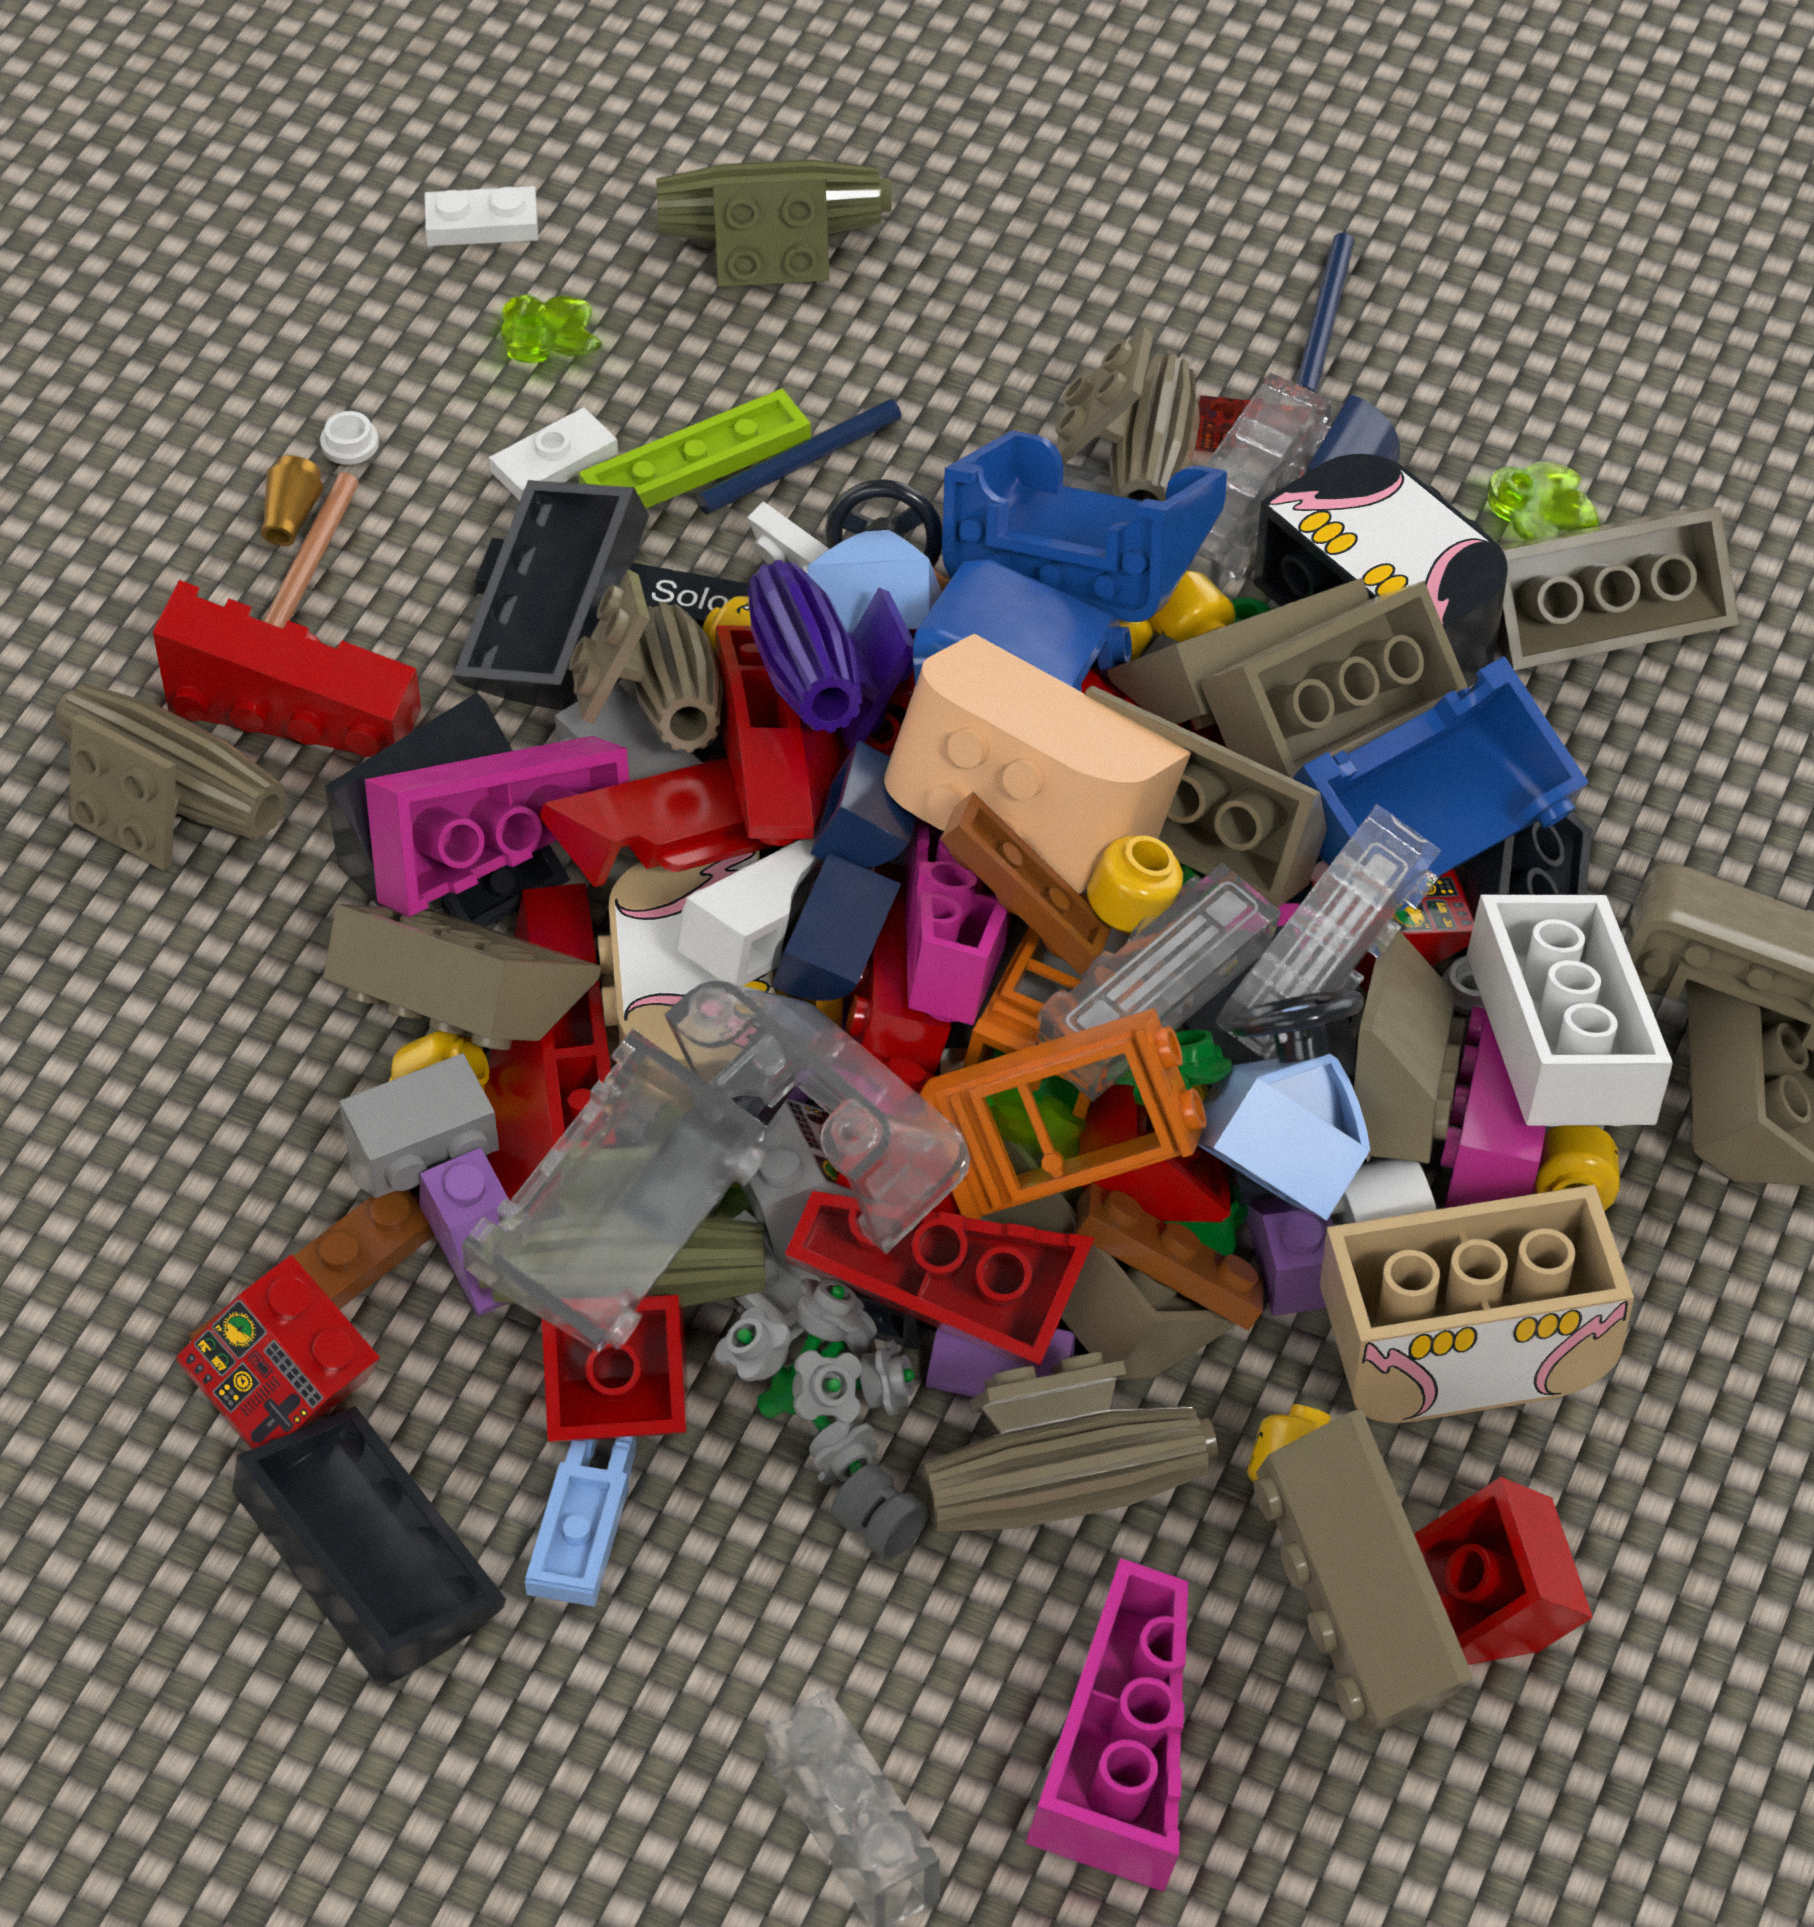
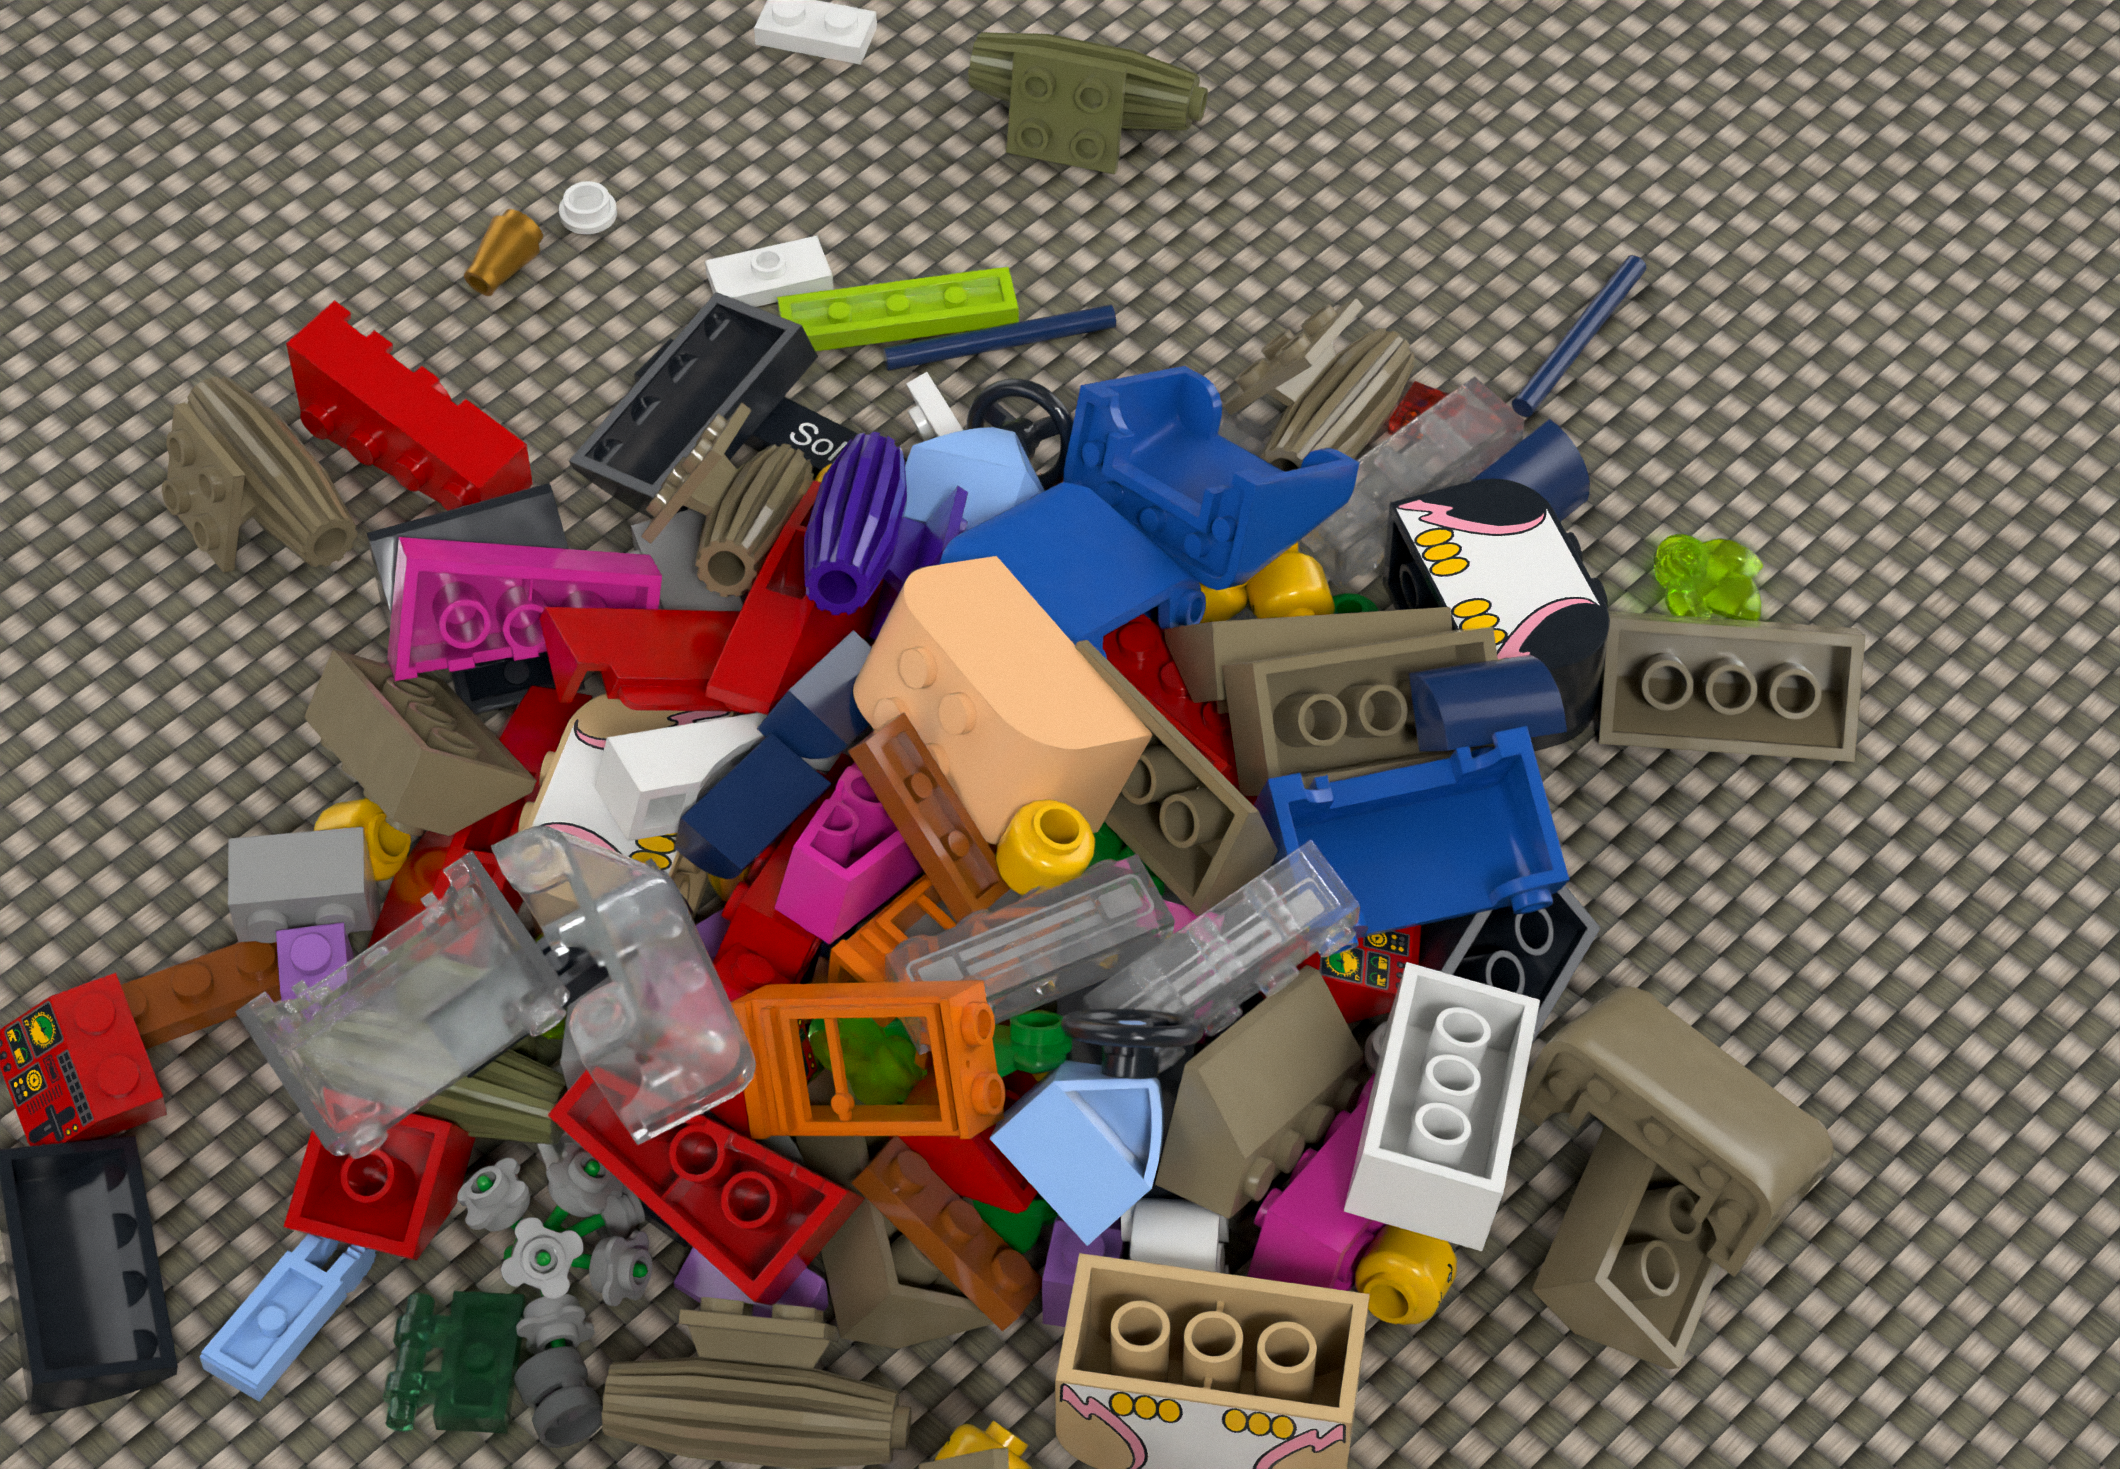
camera: 20 degrees right, 0 degrees up
(312, 550) = (500, 309): nougat bar -> none
(537, 328) = (823, 150): clear neon green plate -> none
(786, 1505) = (476, 1367): none -> clear green plate
(1443, 650) = (1475, 700): none -> dark blue brick

